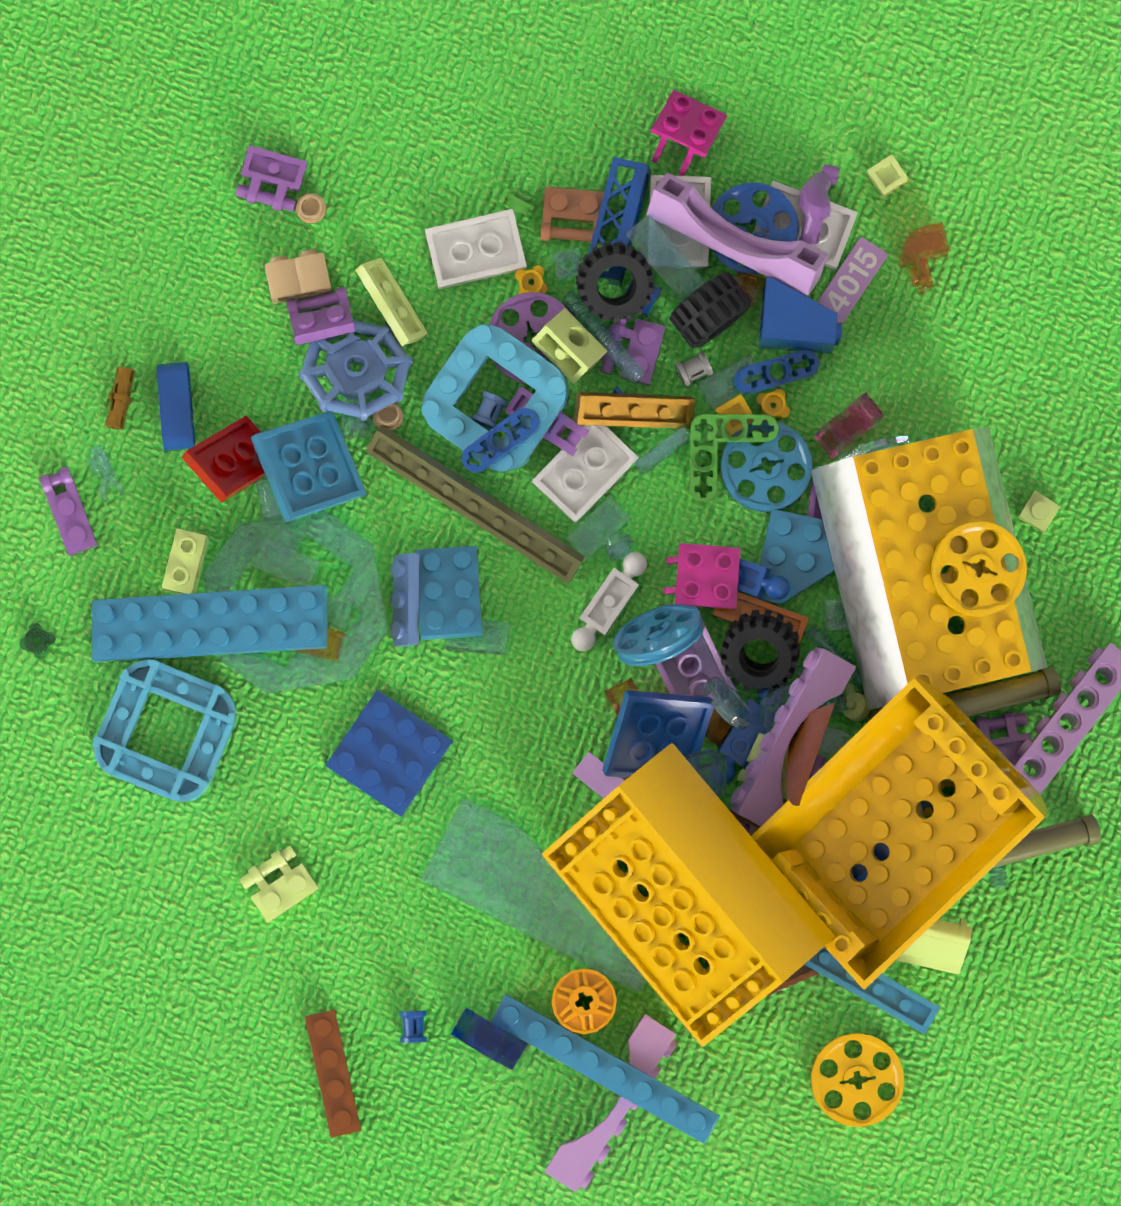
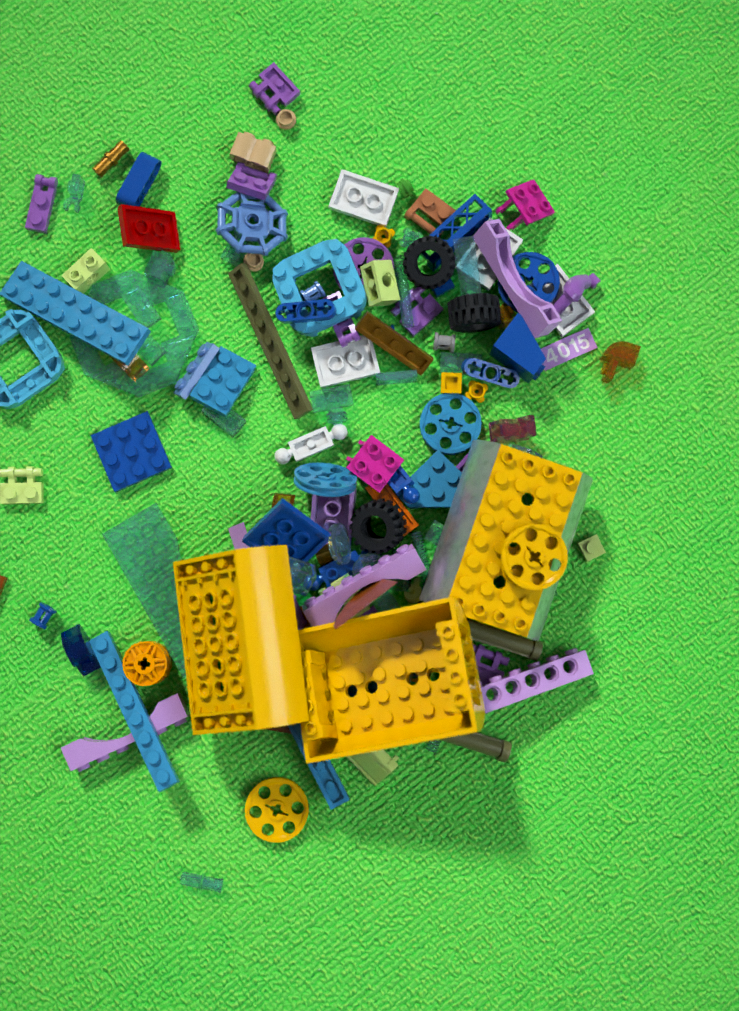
camera: 30 degrees right, 0 degrees up
(308, 466) = (188, 259): dark azure plate -> none
(391, 301) = (297, 198): yellowish green plate -> none
(719, 434) = (435, 388): bright green beam -> none
(887, 175) = (625, 301): yellowish green plate -> none

